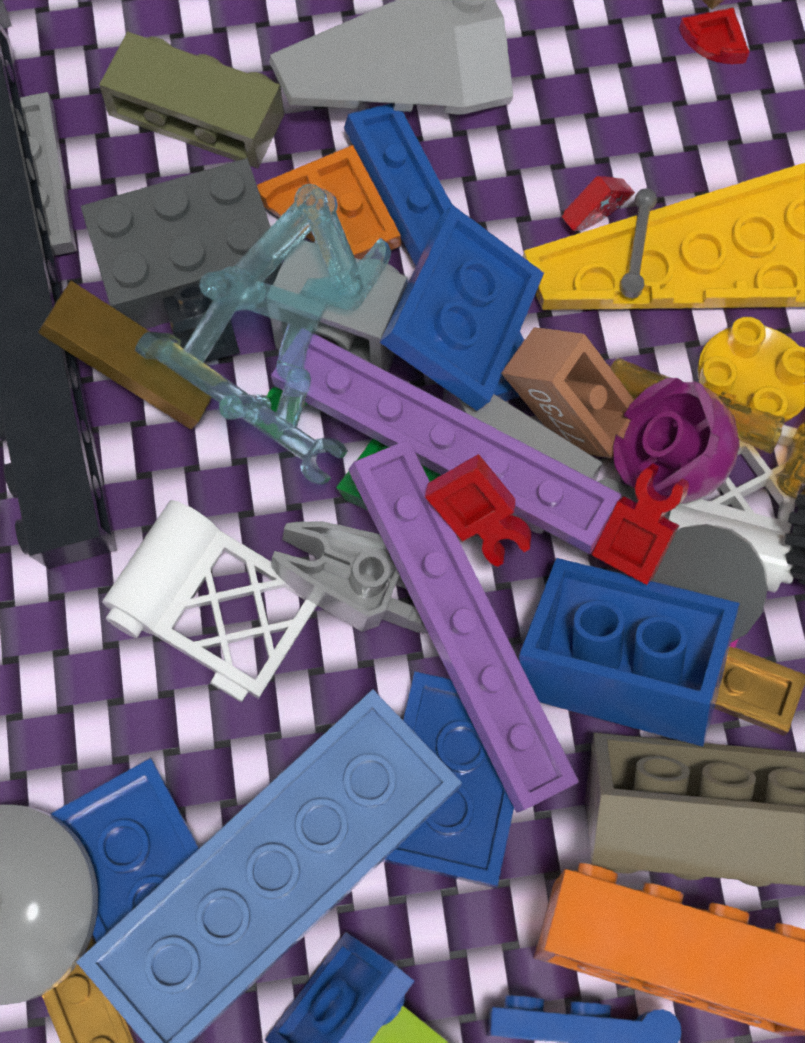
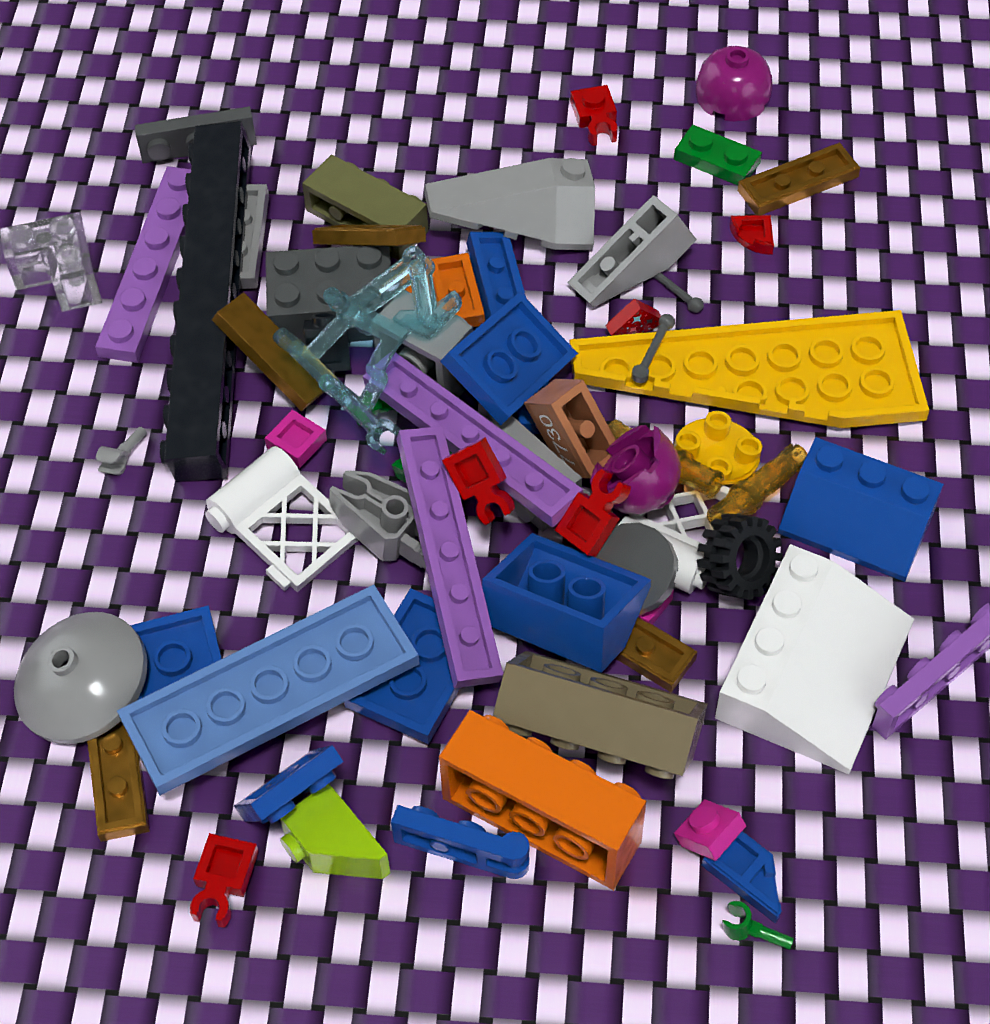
camera: 15 degrees right, 15 degrees down
(196, 474) = (297, 437): none -> dark pink plate
(217, 150) = (369, 235): none -> pearl gold tile
(573, 103) = (635, 253): none -> light grey slope
(592, 116) = (694, 304): none -> dark grey hinge

